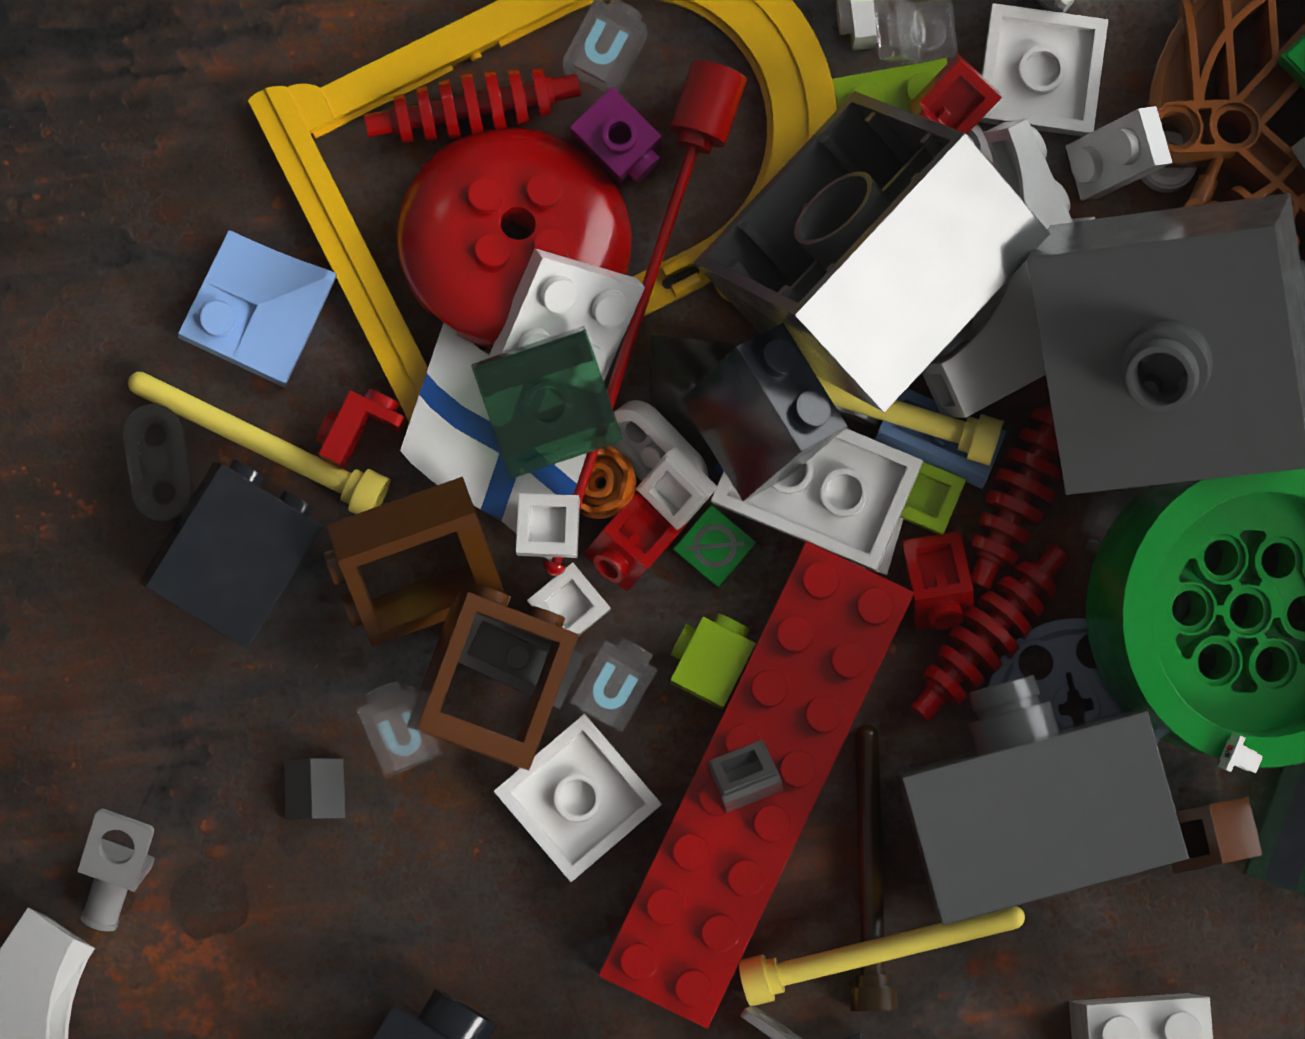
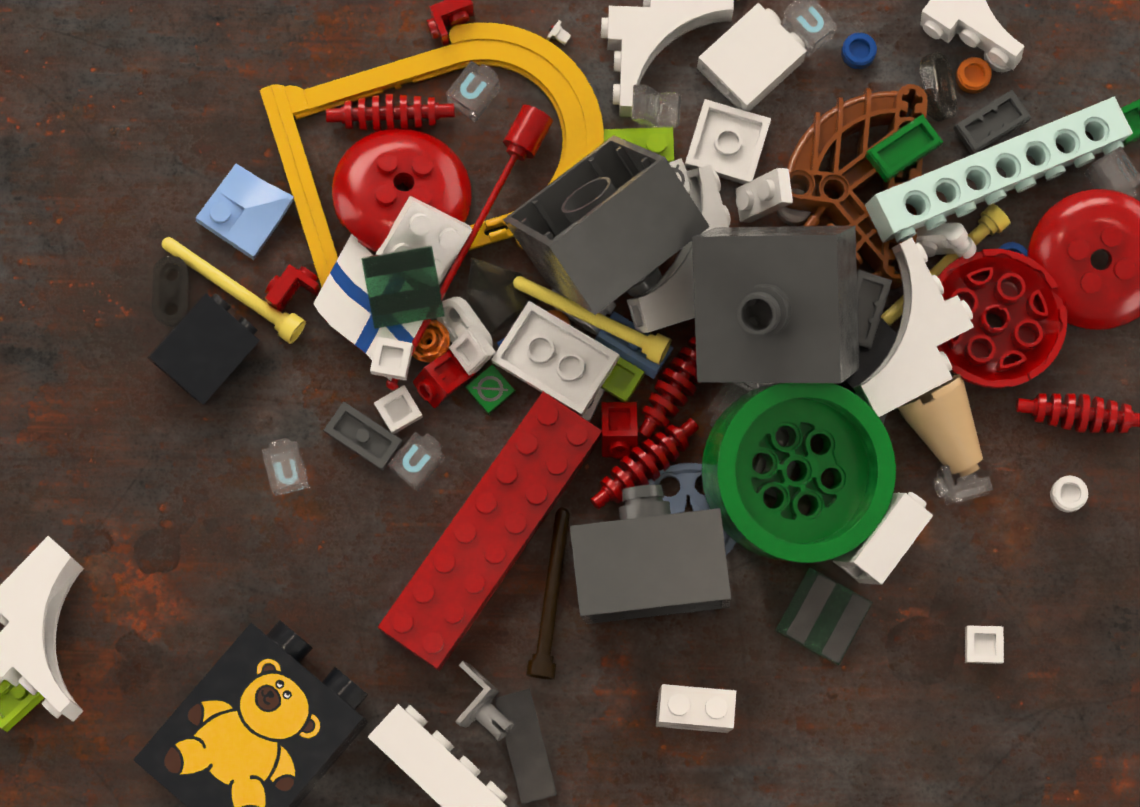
camera: 10 degrees right, 5 degrees down
(113, 867) = (102, 520): light grey bracket -> none
(314, 789) = (230, 495): dark grey slope -> none
(395, 529) = (306, 344): reddish brown window -> none
(539, 623) = (323, 472): reddish brown window -> none
(578, 798) = (384, 523): white plate -> none
(618, 138) = (472, 144): magenta brick -> none
(711, 658) = (475, 453): lime brick -> none
(745, 776) = (483, 521): dark grey slope -> none
(763, 411) = (526, 308): black brick -> none
(767, 977) = (478, 646): light yellow piece -> none
(956, 97) = (675, 147): red bracket -> none
(1217, 834) = (757, 602): reddish brown brick -> none
(1239, 755) = (776, 550): white piece -> none

